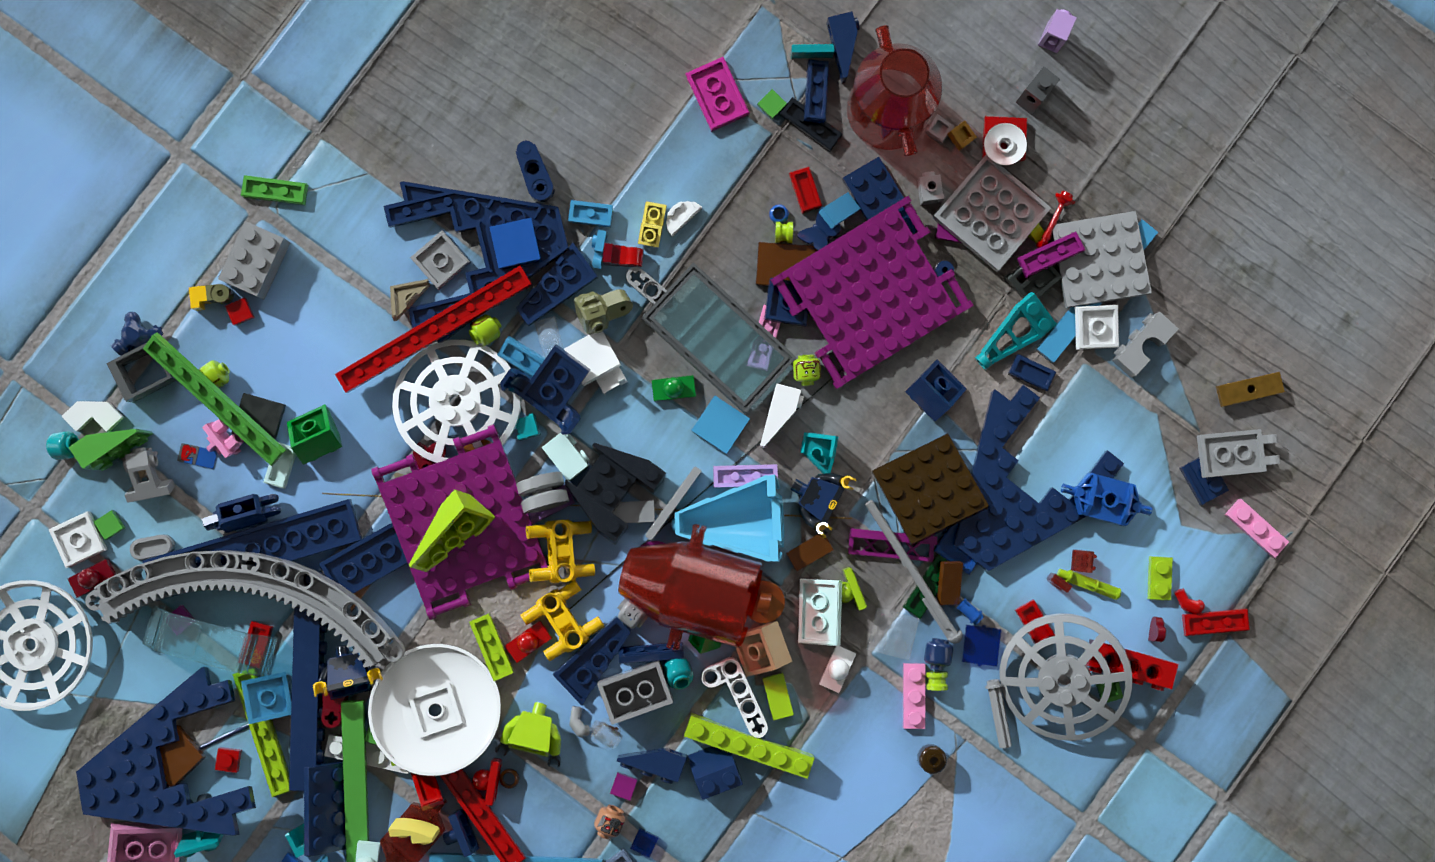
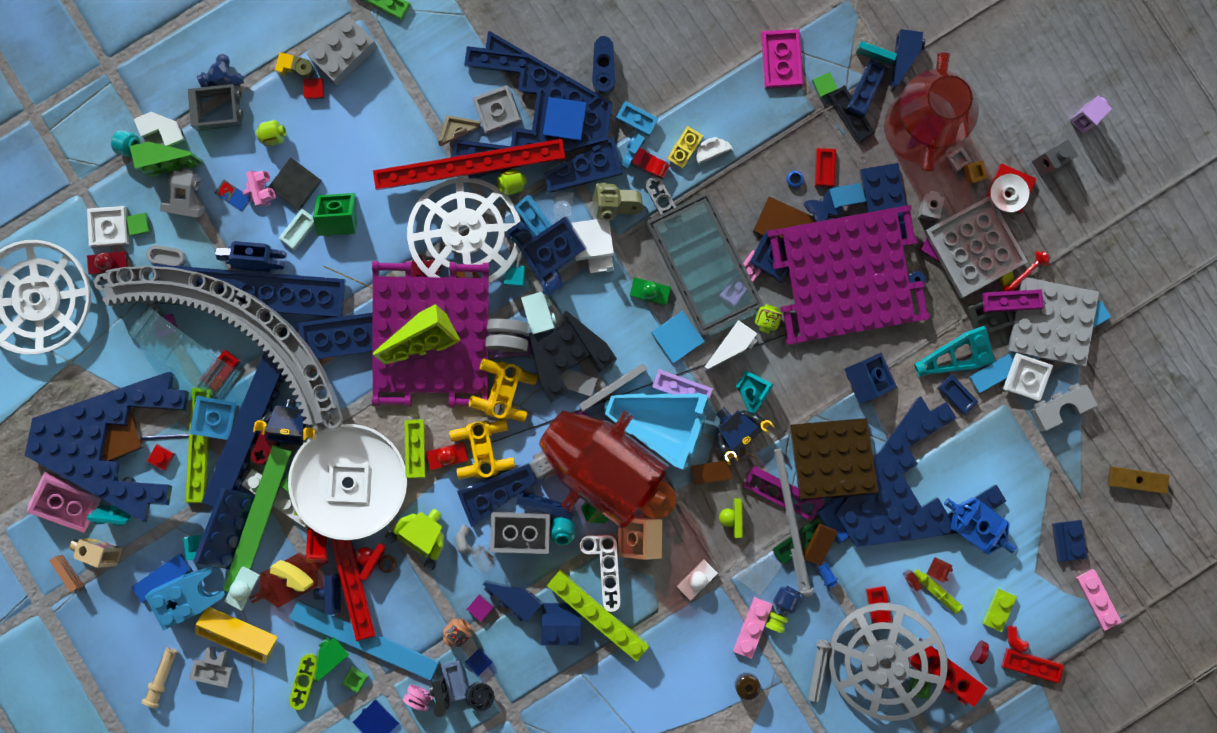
camera: 30 degrees right, 0 degrees up
(214, 399) = (265, 152): bright green tile -> none
(777, 696) = (638, 583): lime tile -> none
(784, 232) = (793, 196): lime wheel -> none
(820, 612) = (701, 526): tile -> none
(981, 645) = (826, 607): clear blue piece -> none
(1235, 453) = (1104, 529): light grey tile -> none

